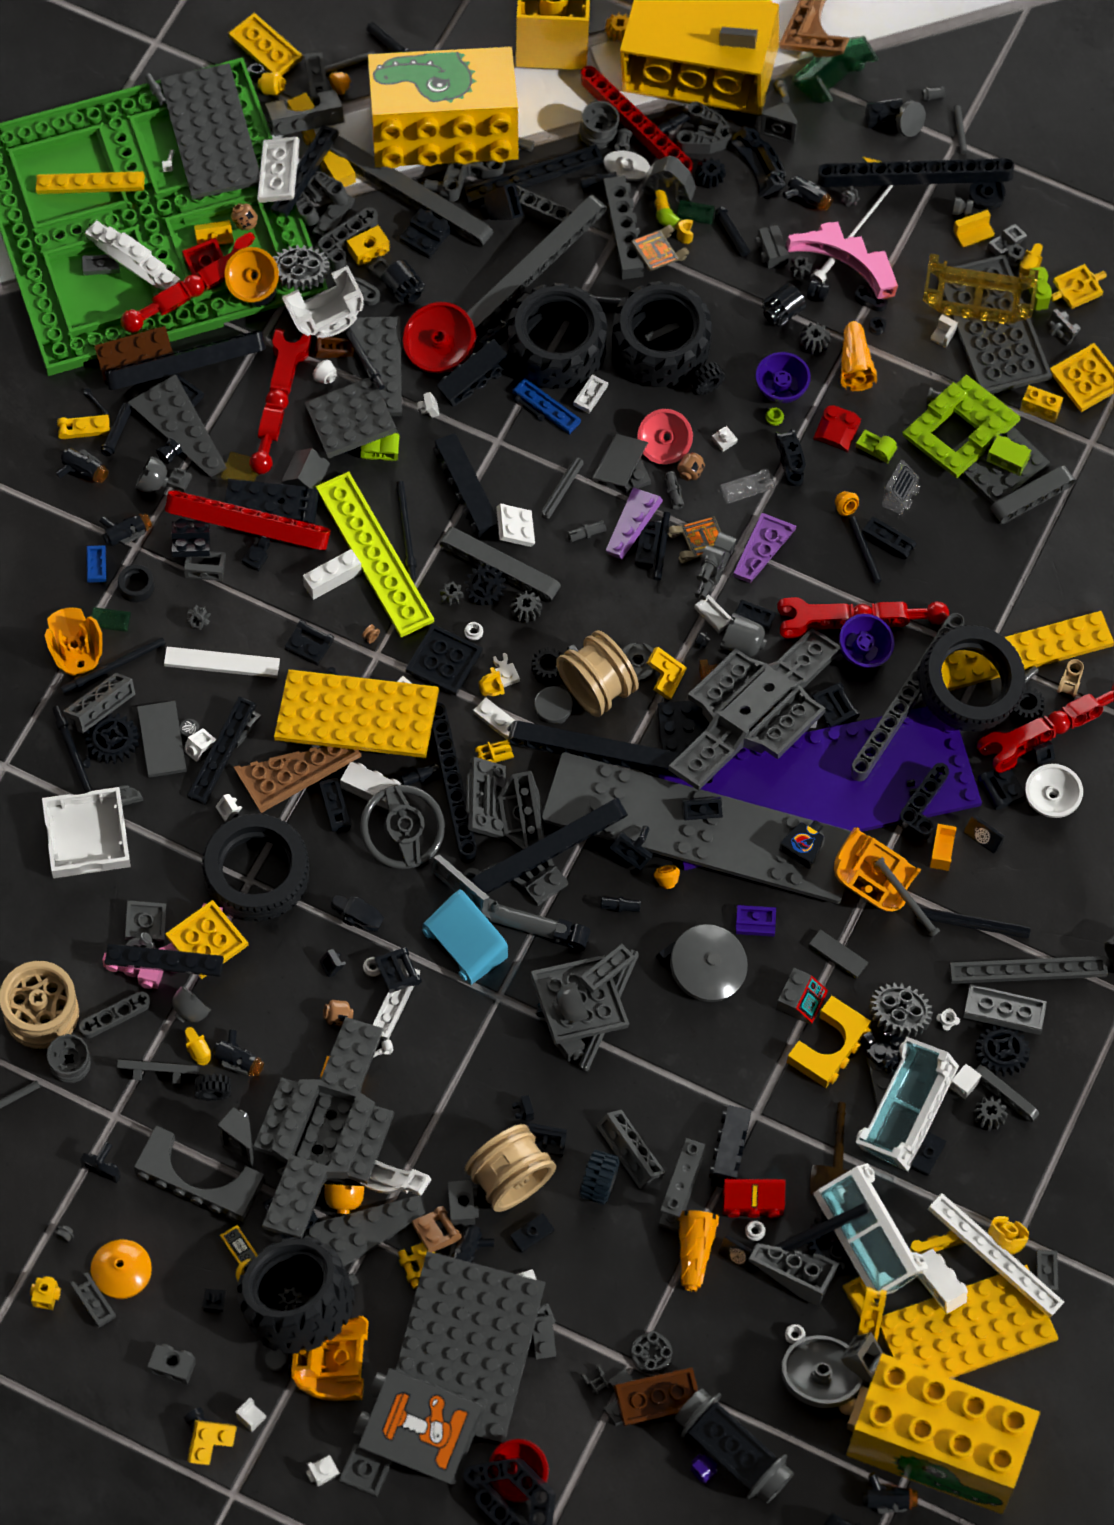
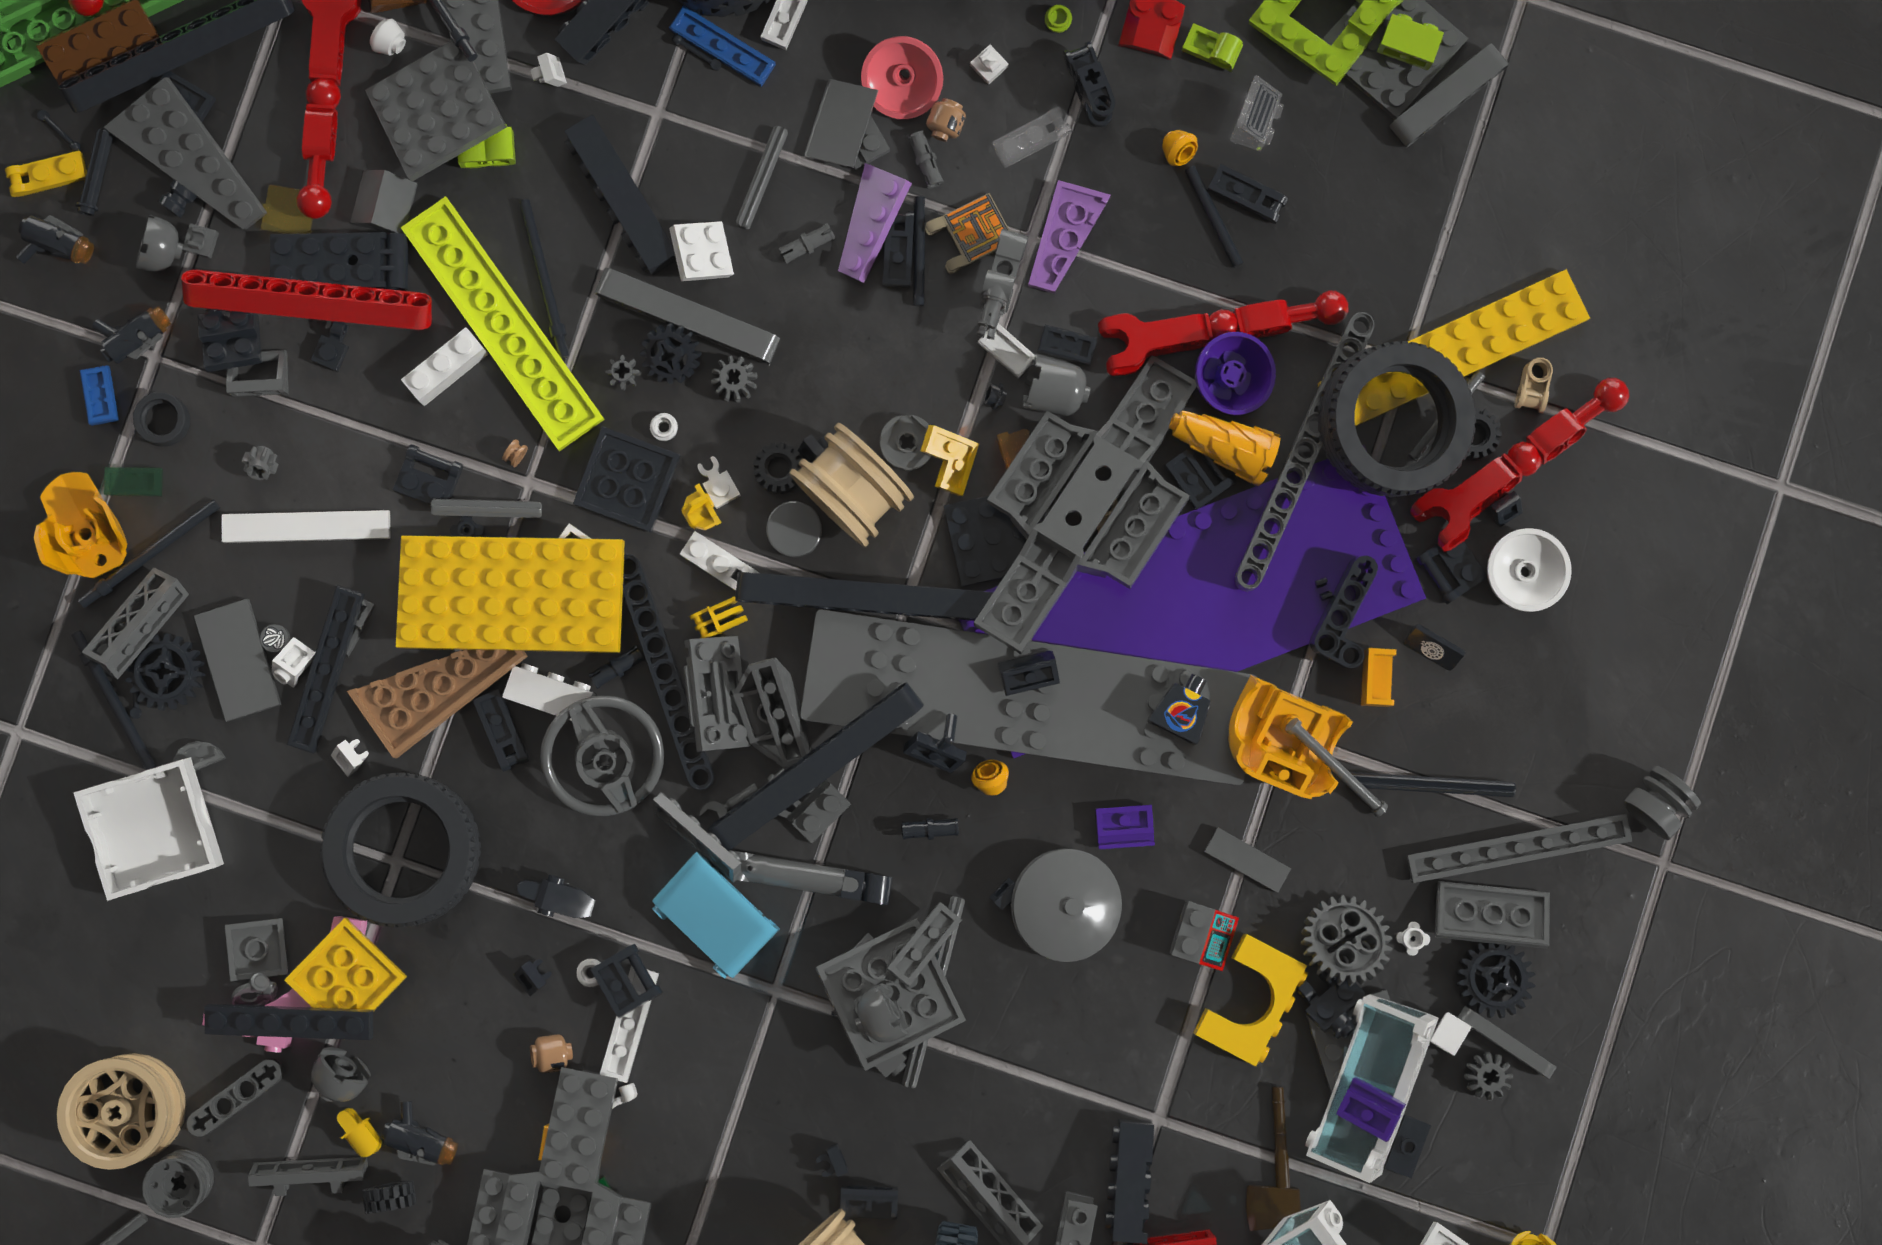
camera: 10 degrees left, 20 degrees up
(346, 664) = (486, 508): none -> dark grey axle
(858, 685) = (1228, 443): none -> light orange cone
(904, 1115) = (1371, 1109): none -> dark purple plate

